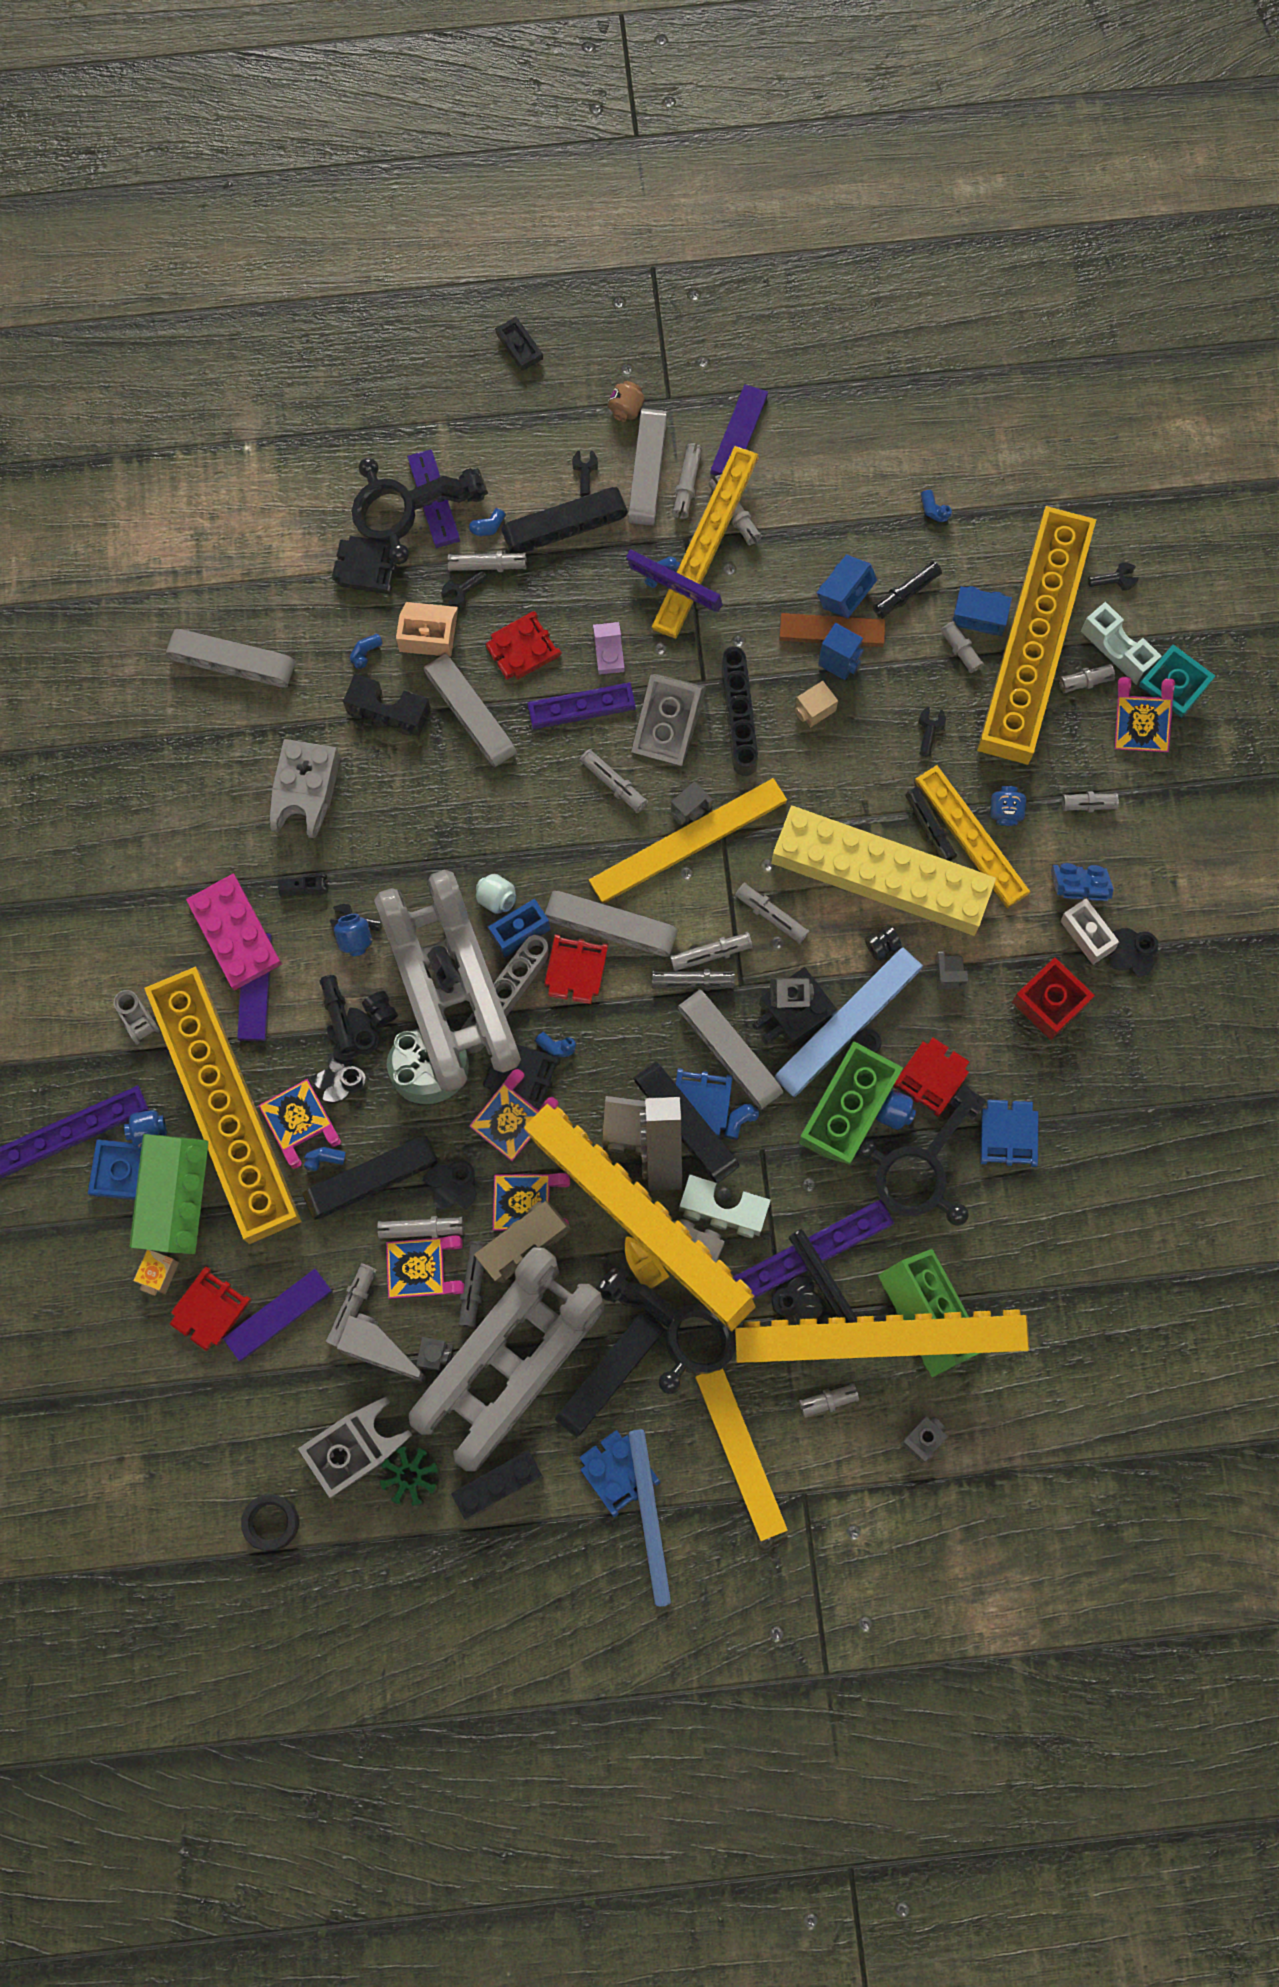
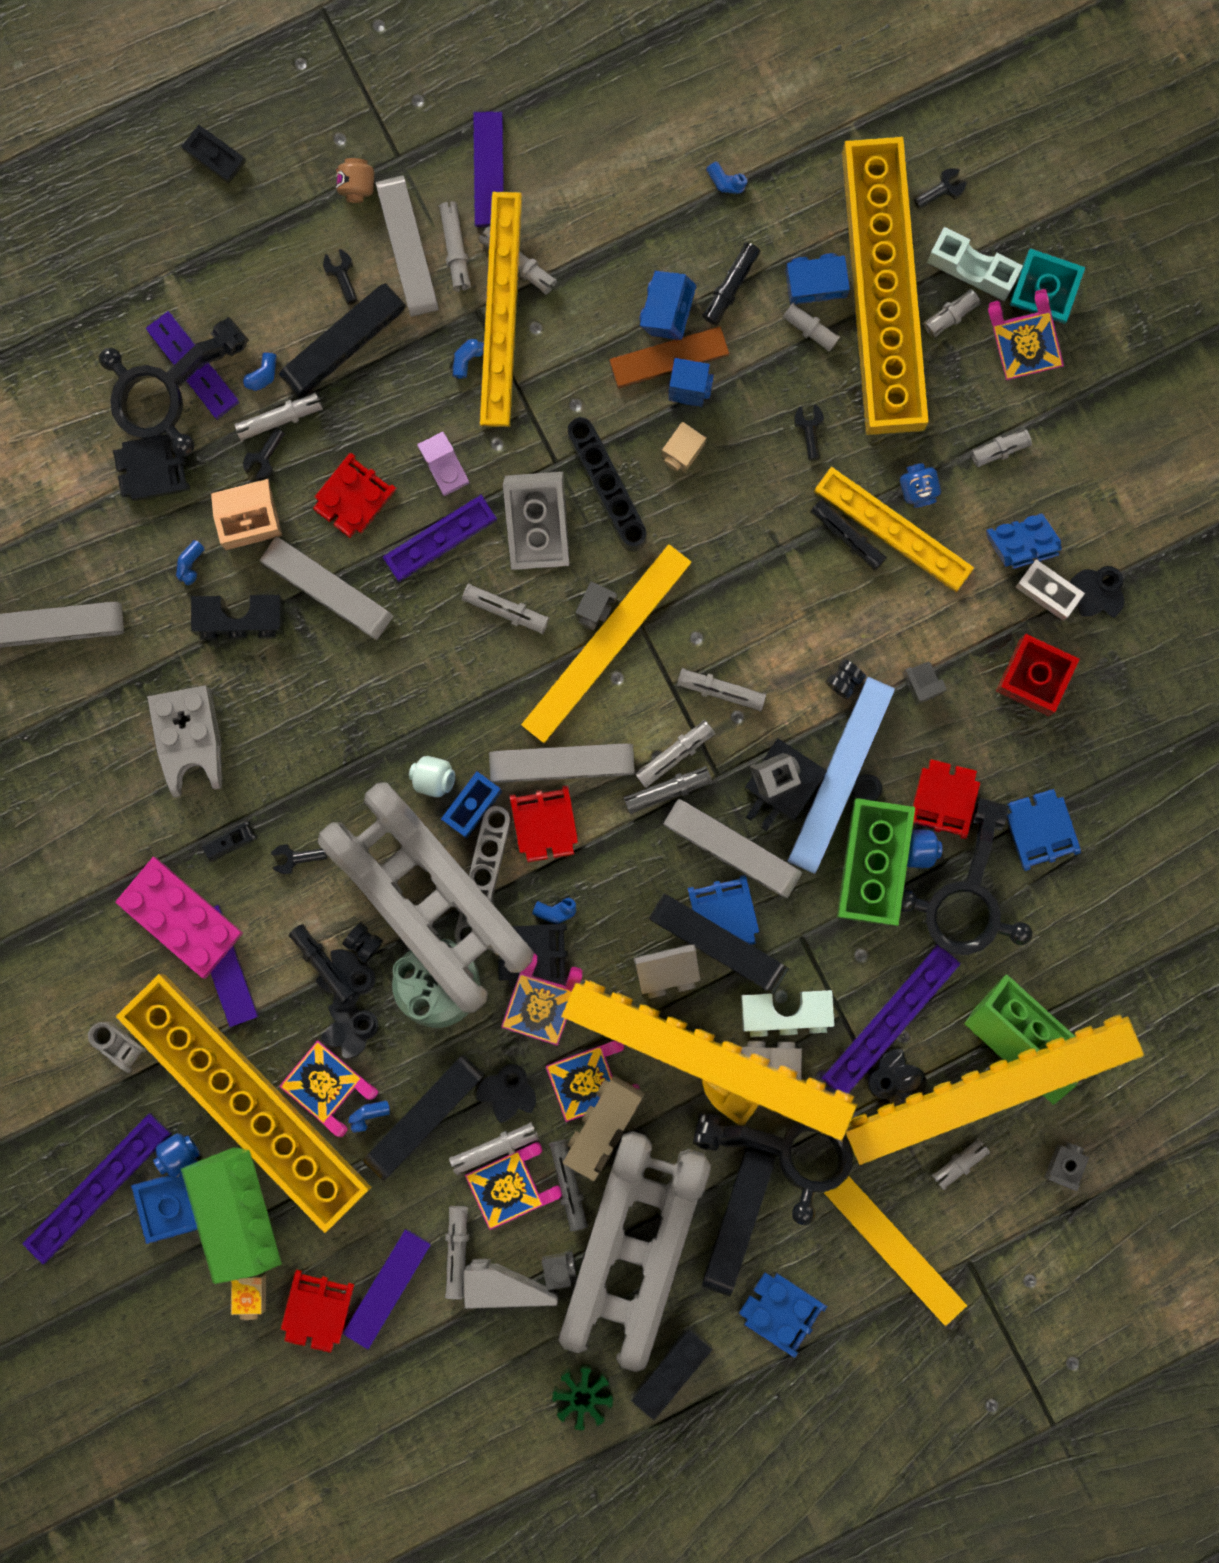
camera: 20 degrees left, 10 degrees up
(249, 1514) = (481, 1509): black tyre -> none
(353, 934) = (303, 875): blue head -> none
(361, 1442) = (522, 1384): light grey brick -> none
(443, 968) = (416, 884): black bar -> none
(649, 1518) = (830, 1346): medium blue axle -> none
(661, 1143) = (706, 980): dark grey brick -> none
(674, 581) = (486, 369): dark purple tile -> none
(738, 1117) = (767, 914): blue arm -> none
(822, 1276) = (911, 1047): black axle -> none
(883, 870) = (818, 602): light yellow brick -> none

